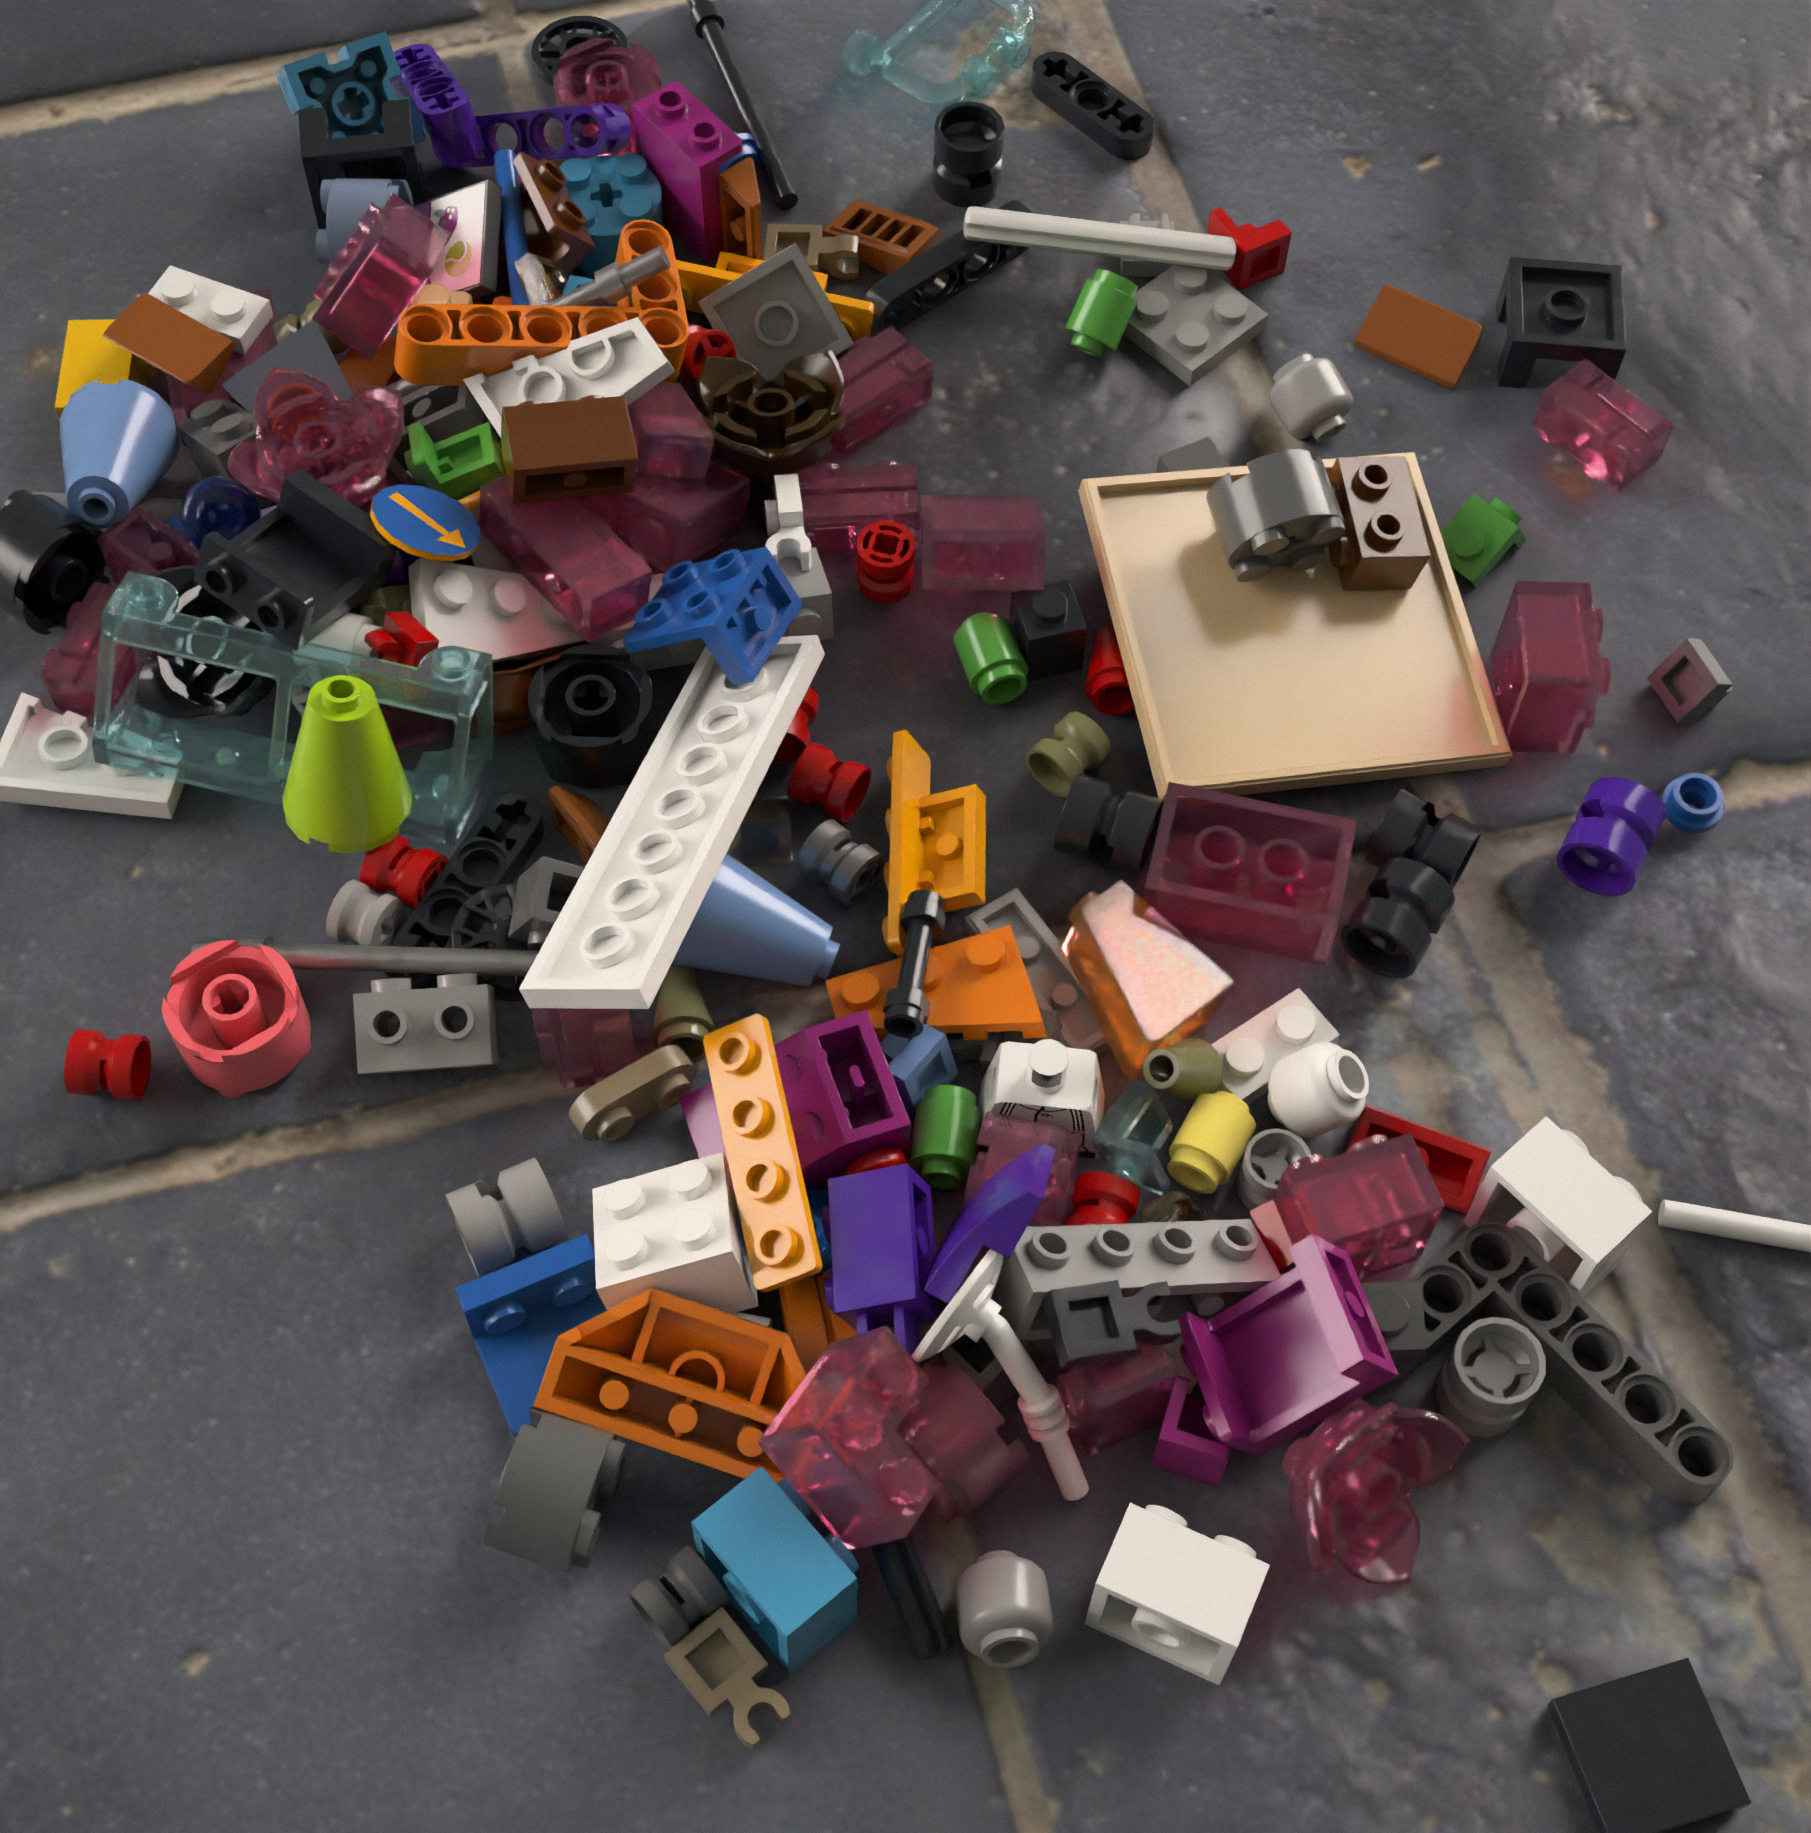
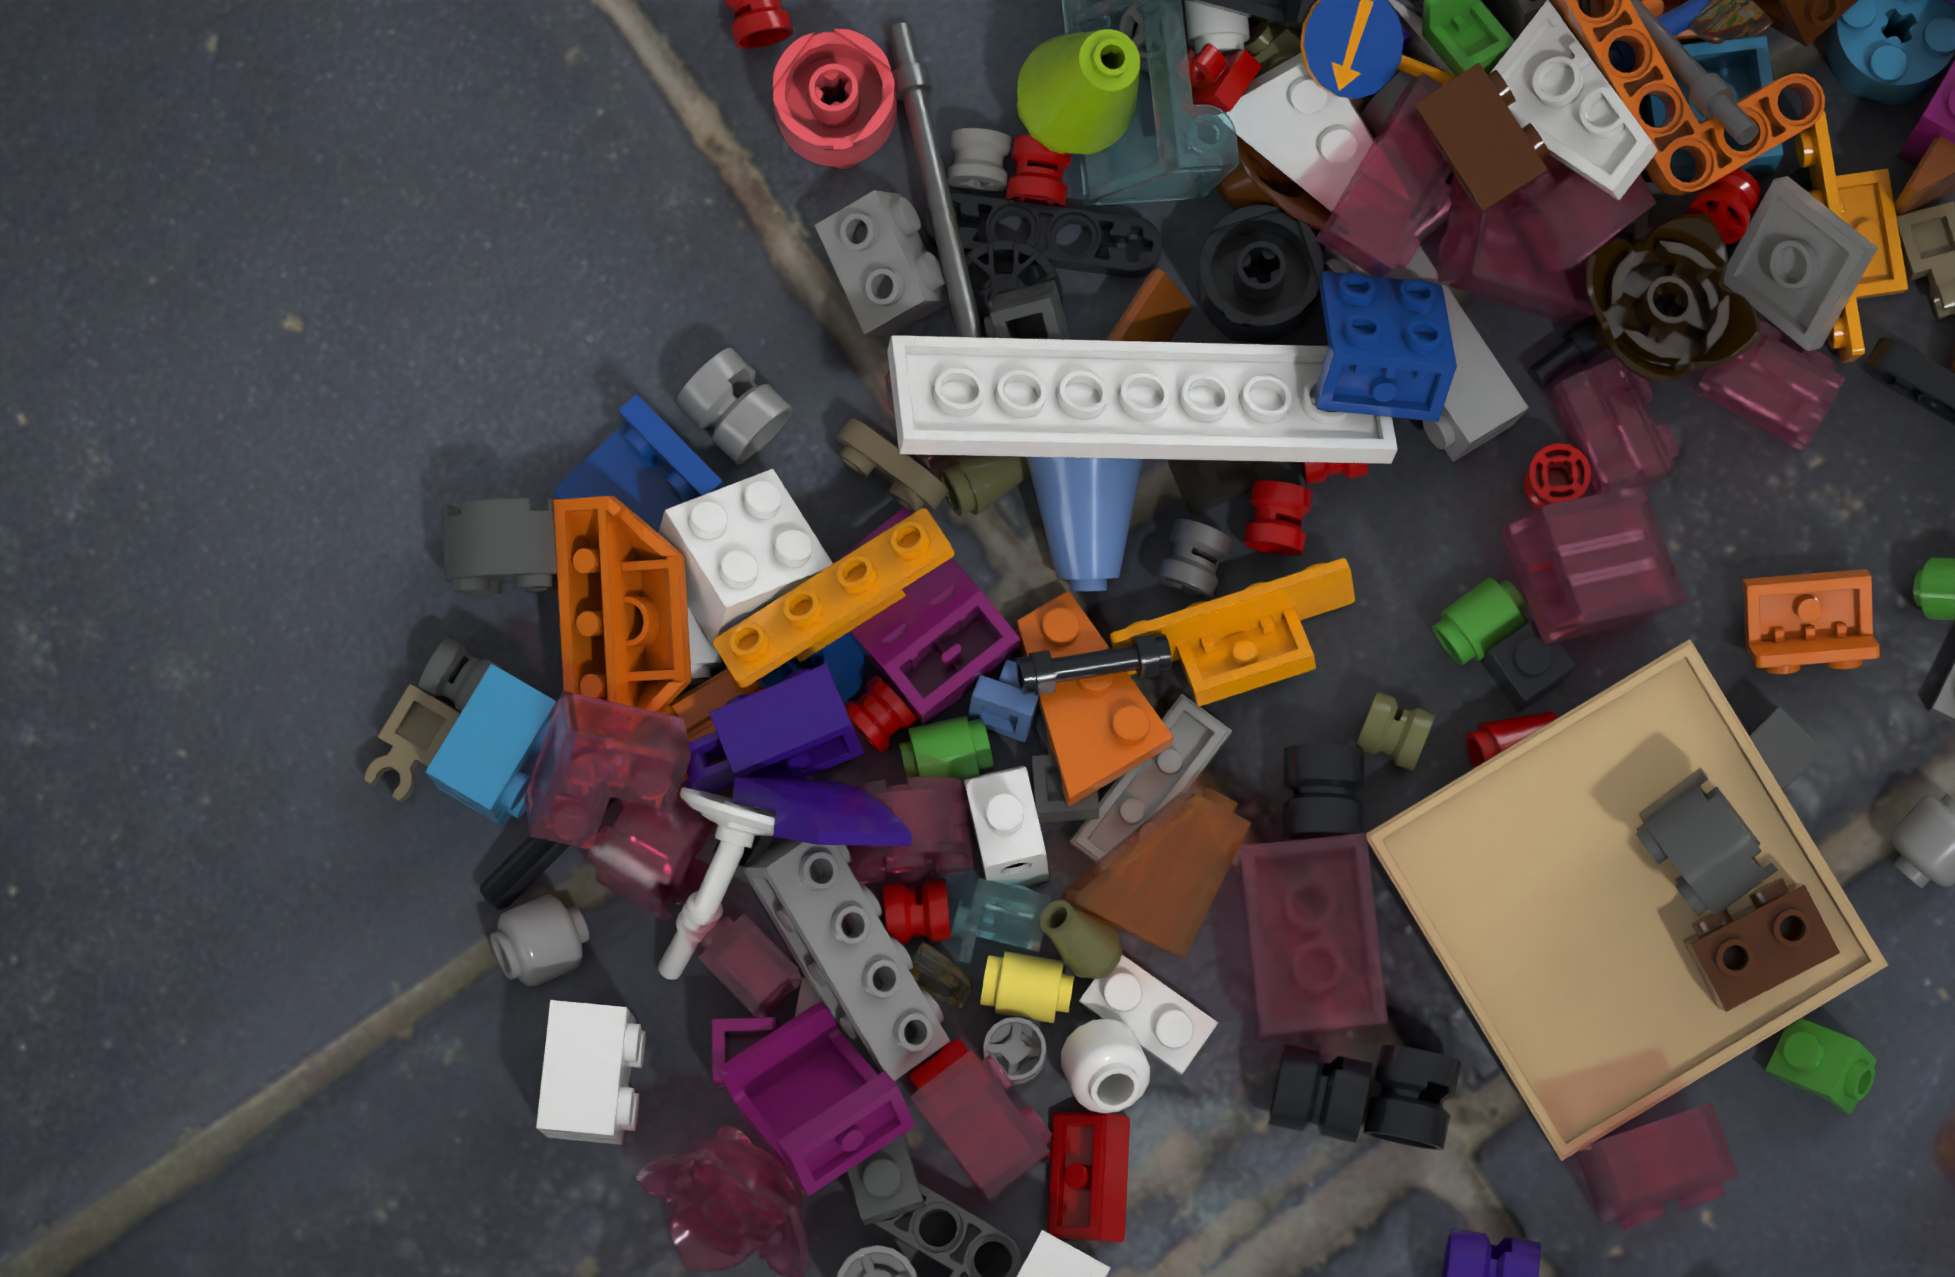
camera: 75 degrees right, 20 degrees up
(786, 523) = (1546, 367): white plate -> none
(1086, 426) = (1809, 620): none -> orange bracket
(1101, 1326) = (761, 931): black plate -> none

